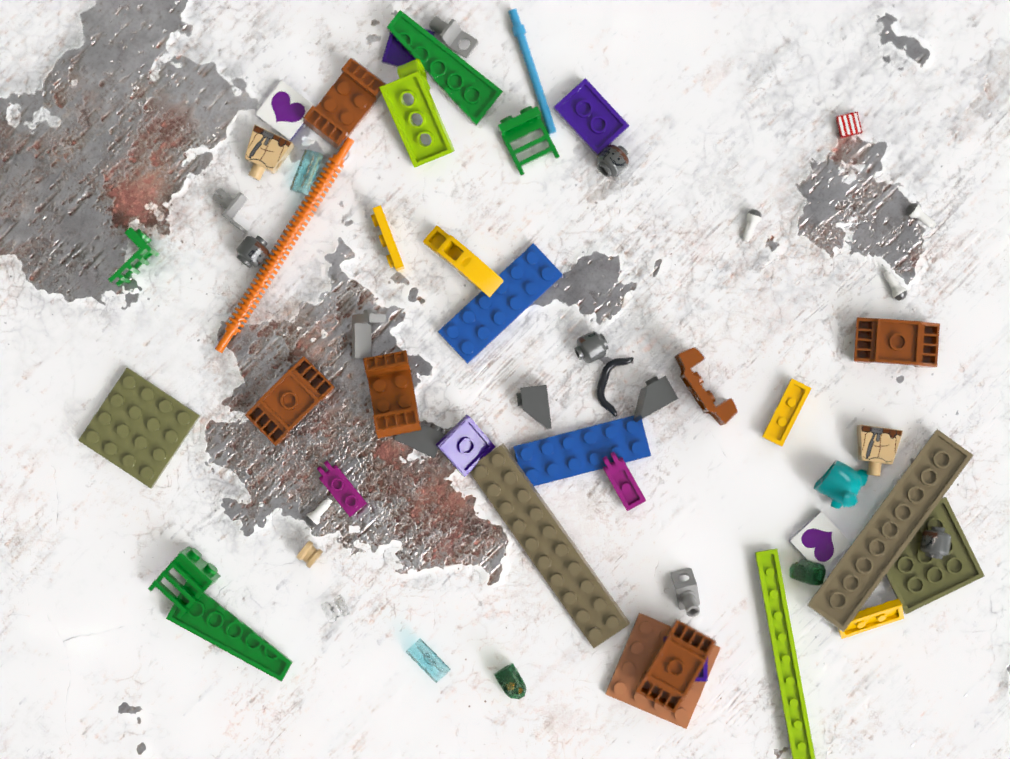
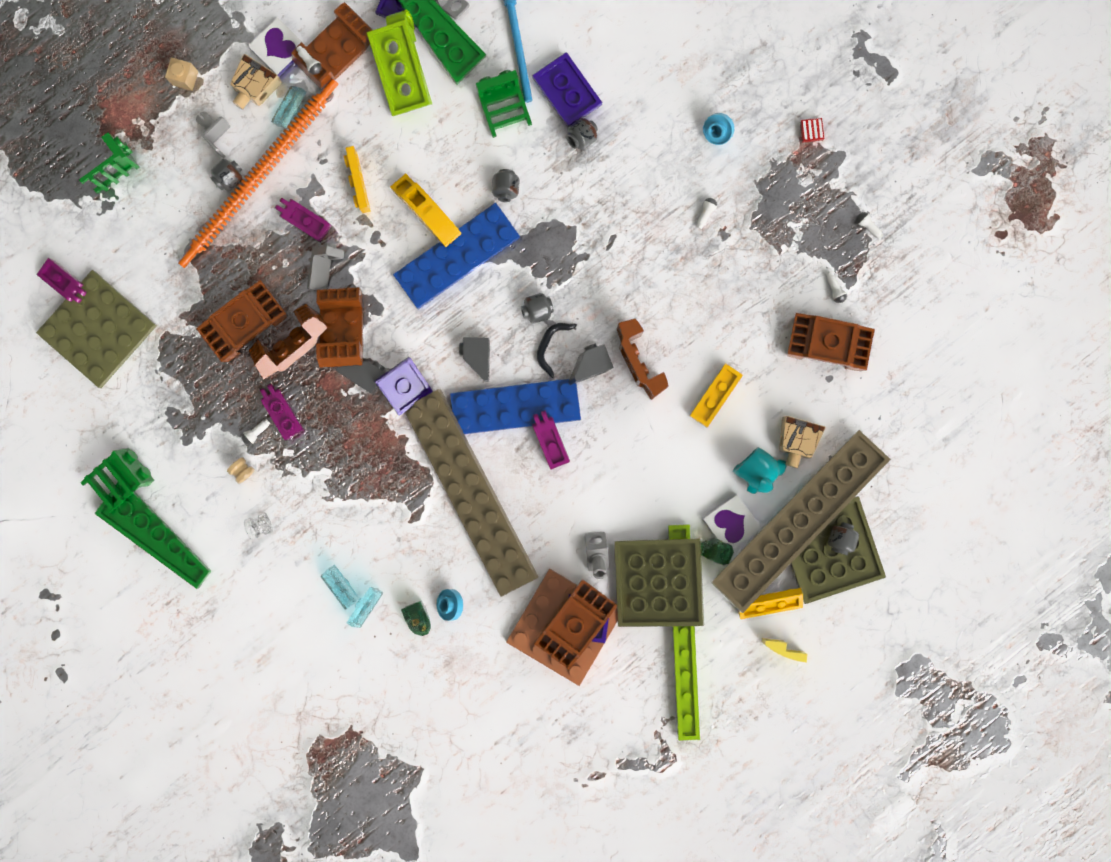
camera: 10 degrees right, 0 degrees up
(98, 383) = (61, 280): none -> magenta hinge
(191, 153) = (181, 74): none -> tan brick
(329, 129) = (313, 66): none -> white piece
(337, 286) = (303, 219): none -> magenta hinge
(346, 420) = (293, 347): none -> dark orange plate
(455, 677) = (364, 607): none -> clear light blue plate
(541, 224) = (505, 185): none -> dark grey head
(543, 663) = (449, 604): none -> medium azure plate
(752, 137) = (718, 128): none -> medium azure plate
(754, 612) = (659, 583): none -> olive plate
(885, 662) = (779, 647): none -> light yellow slope

